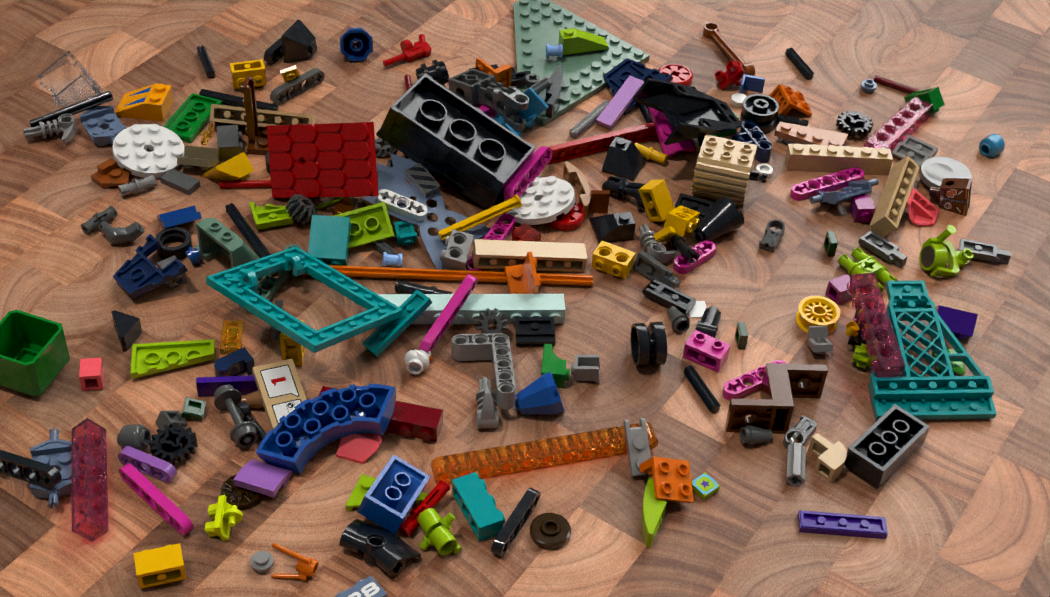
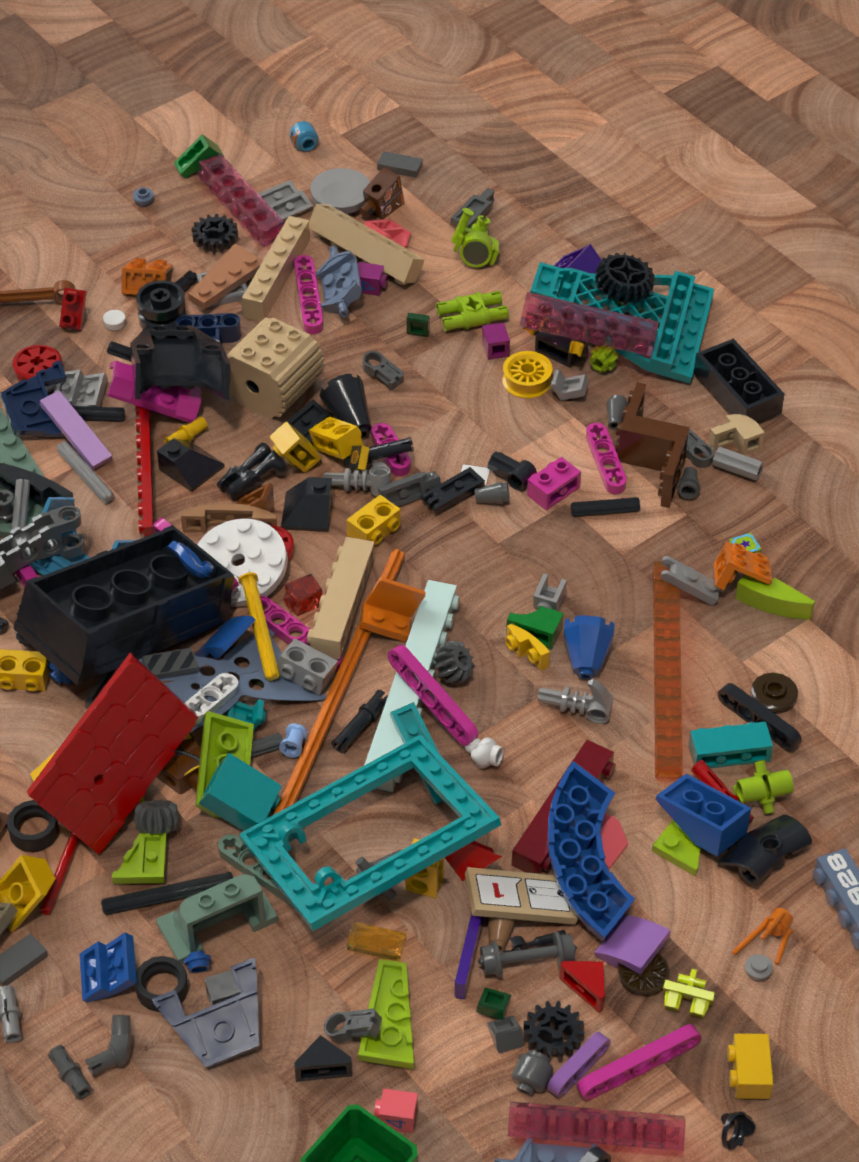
camera: 70 degrees left, 5 degrees up
(113, 571) = (743, 1126): none -> black piece
(154, 335) = (357, 1024): none -> dark grey piece
(219, 457) = (586, 980): none -> red slope
(234, 364) = (432, 952): dark blue leg -> none
(309, 364) = (472, 855): none -> red slope
(385, 151) = (47, 713): dark grey gear -> none
(463, 206) = (225, 636): none -> blue slope
(490, 347) = (523, 669): light grey beam -> none
(501, 156) = (191, 560): none -> blue arm
(528, 369) = (526, 644): none -> yellow slope
(534, 331) = (470, 627): black plate -> none
(648, 343) = (539, 525): black wheel -> none
(741, 335) = (539, 446): tile -> none
(752, 83) = (94, 295): blue bracket -> none
(799, 63) = (67, 241): black axle -> none
(842, 524) = (821, 456): dark purple tile -> none
(883, 248) = (439, 285): dark grey hinge -> none
(893, 84) = (151, 173): dark red bar -> none
(945, 330) = (624, 278): none -> black gear
(1005, 203) = (400, 164): none -> dark grey tile

